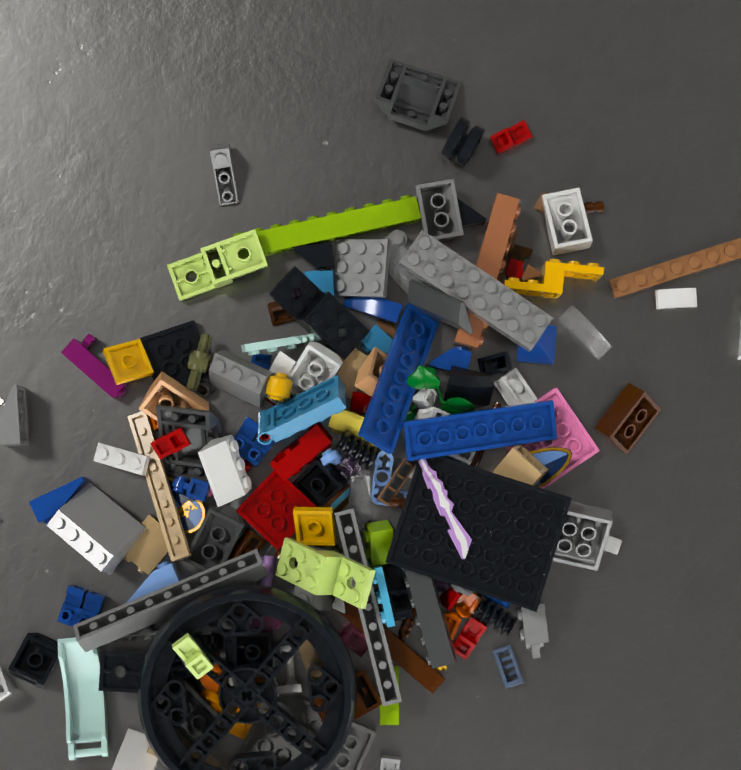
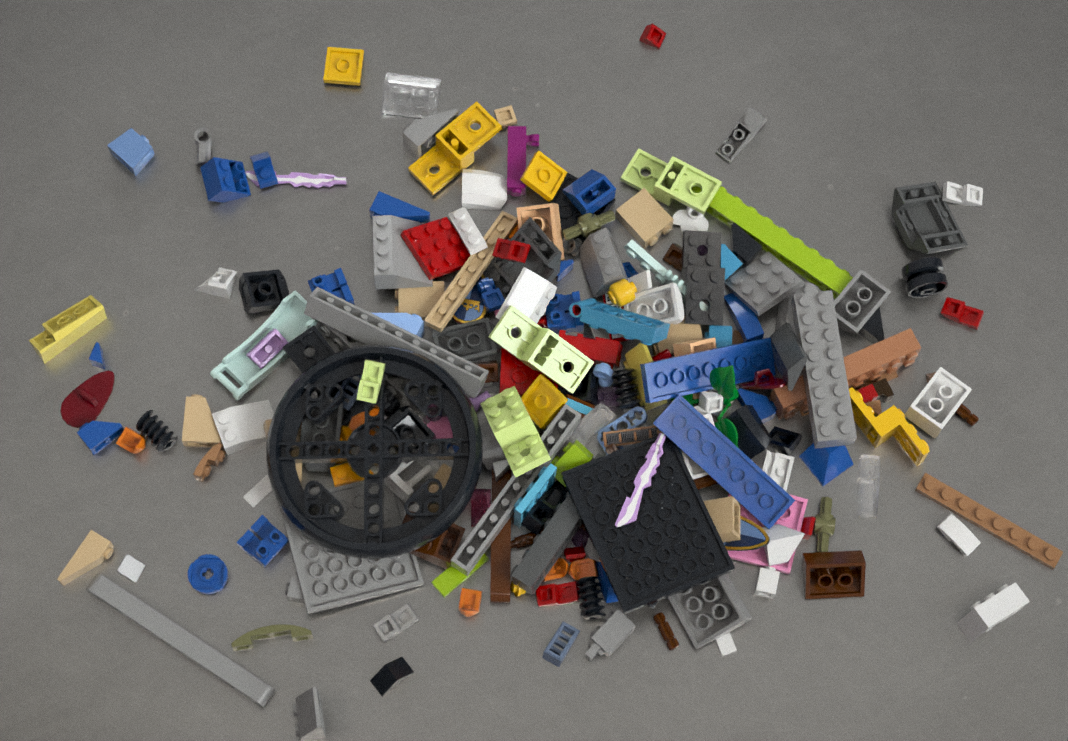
camera: 45 degrees right, 15 degrees down
(43, 410) = (454, 148): none -> yellow bracket
(50, 345) = (505, 116): none -> tan plate
(80, 167) = (652, 36): none -> red slope
(85, 697) = (267, 348): none -> lavender slope
(96, 416) = (483, 190): none -> white slope
(115, 496) = (436, 247): none -> red plate
(172, 337) = (590, 192): none -> blue slope
(216, 409) = (565, 267): none -> blue slope
(229, 311) = (644, 218): none -> tan brick
(262, 279) = (688, 222): none -> white plate
(273, 493) = (541, 349): none -> yellowish green bracket
(418, 48) = (963, 195): none -> white slope
(420, 709) = (470, 602): none -> orange plate
(445, 341) = (764, 383): none -> dark red shield
(565, 580) = (666, 631): none -> reddish brown axle
(574, 437) = (782, 543): none -> white slope
(577, 406) = (807, 527): none -> red slope
(585, 391) = (824, 524): none -> olive axle
(592, 473) = (767, 582): none -> white brick

